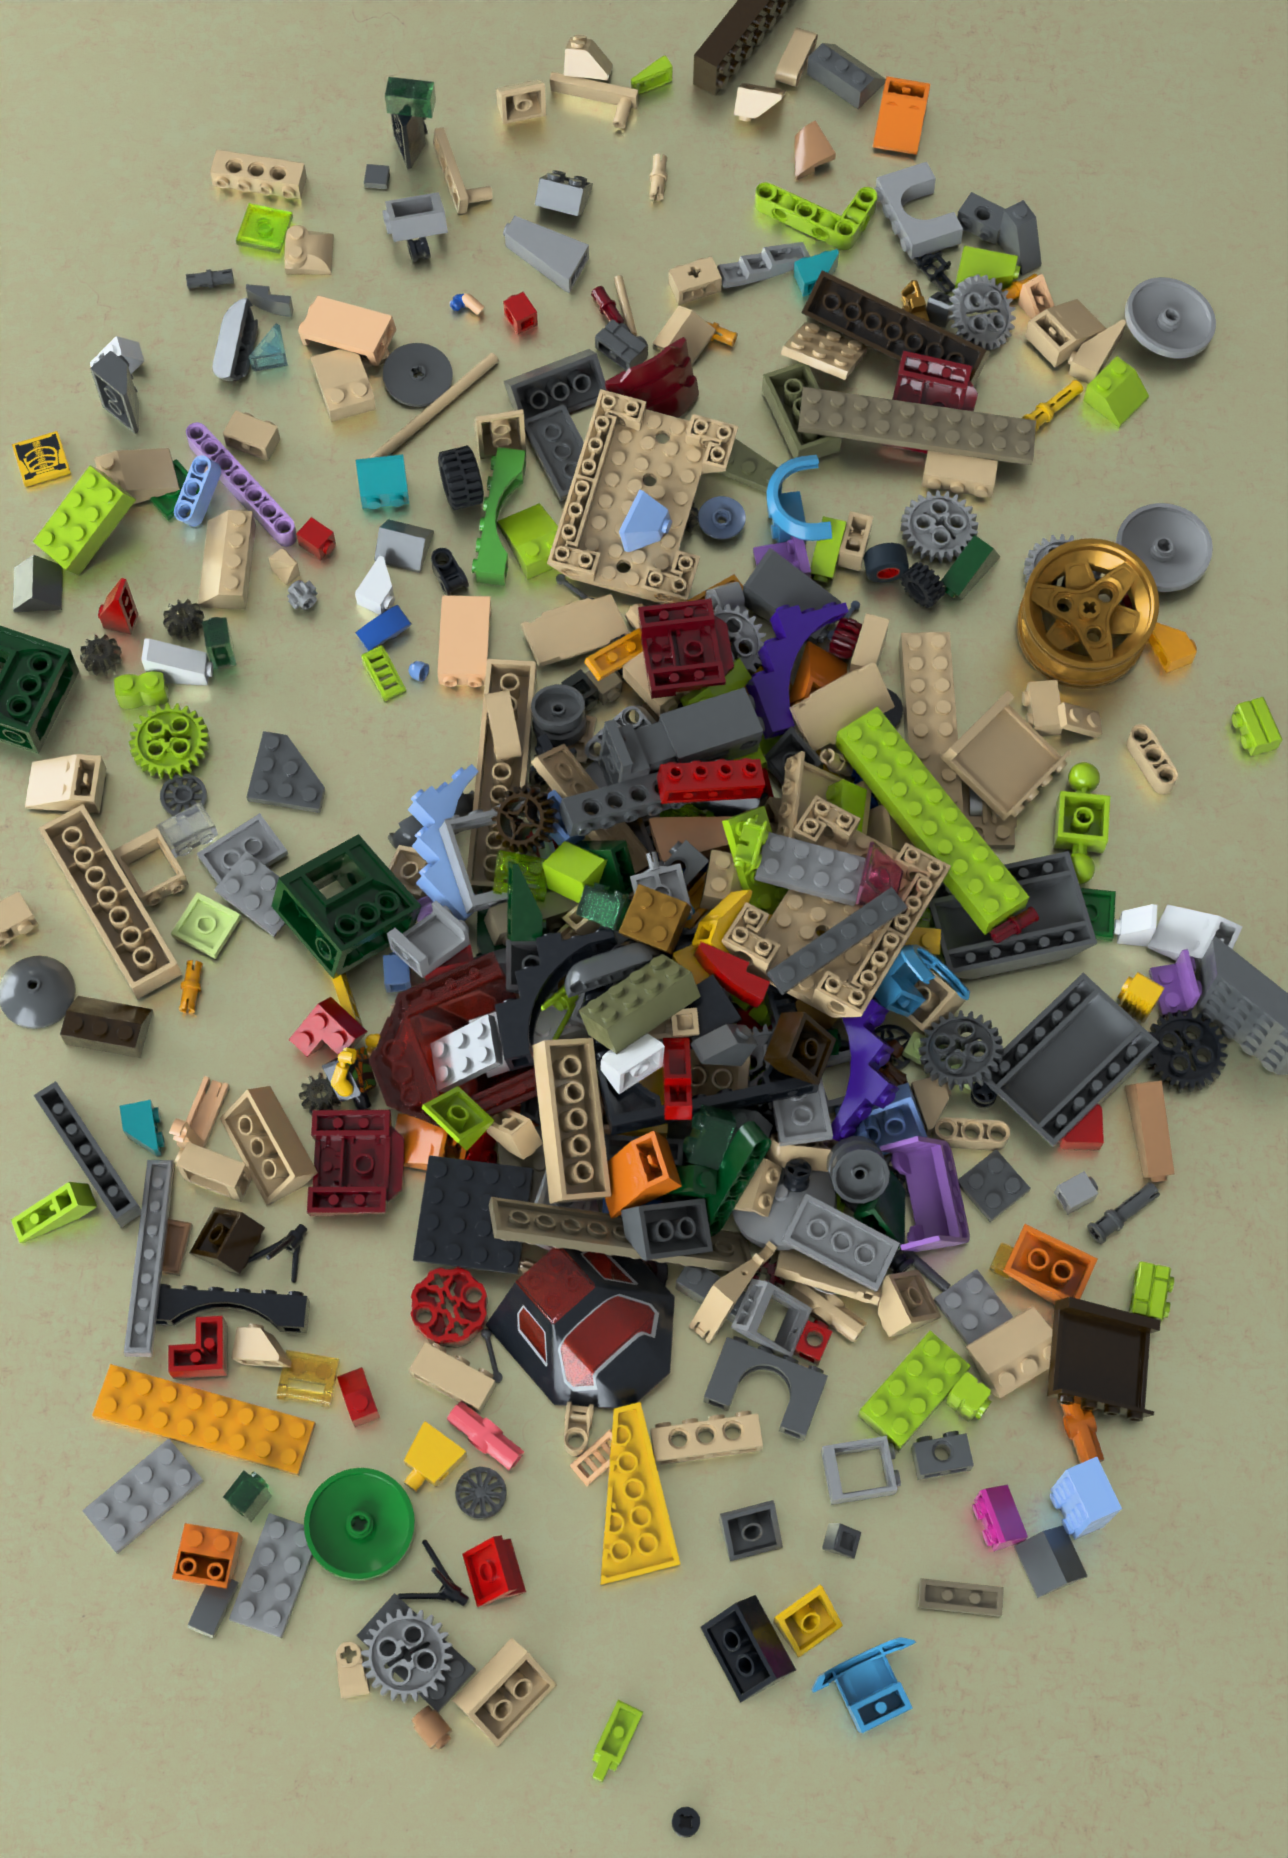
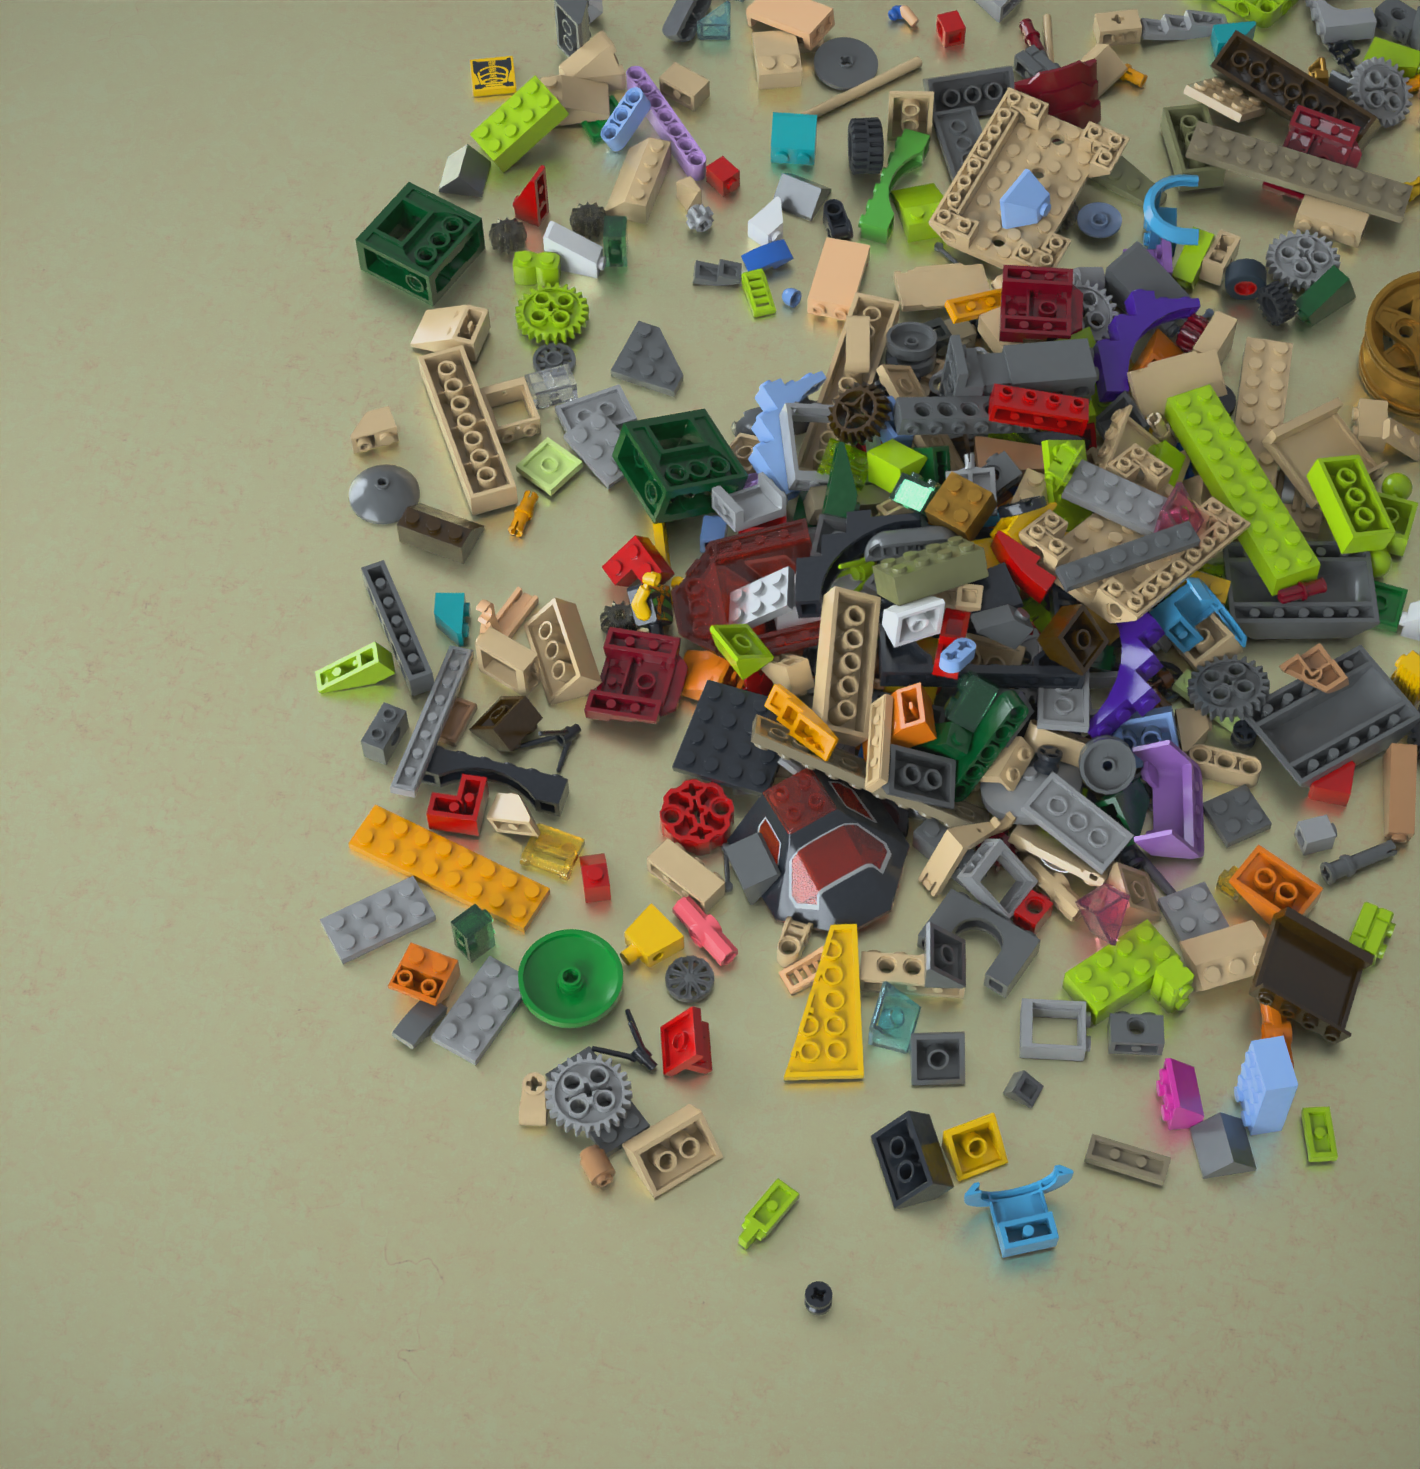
camera: 15 degrees right, 10 degrees down
(102, 1280) = (384, 733): none -> dark grey brick
(149, 428) = (596, 63): none -> tan slope
(336, 657) = (717, 275): none -> dark grey slope
(520, 1356) = (753, 865): none -> dark grey slope
(544, 1198) = (802, 722): none -> light orange slope
(624, 1205) = (879, 743): none -> tan tile
(683, 1097) = (957, 655): none -> light blue beam
(698, 1495) = (893, 1020): none -> clear light blue slope
(720, 903) = (1022, 506): none -> black tile
(737, 1422) = (944, 958): none -> dark grey slope
(887, 1332) = (1104, 911): none -> clear pink slope
(1045, 818) = (1350, 504): none -> lime brick
(1045, 1013) = (1316, 669): none -> medium nougat slope
(1142, 1526) = (1319, 1134): none -> lime plate

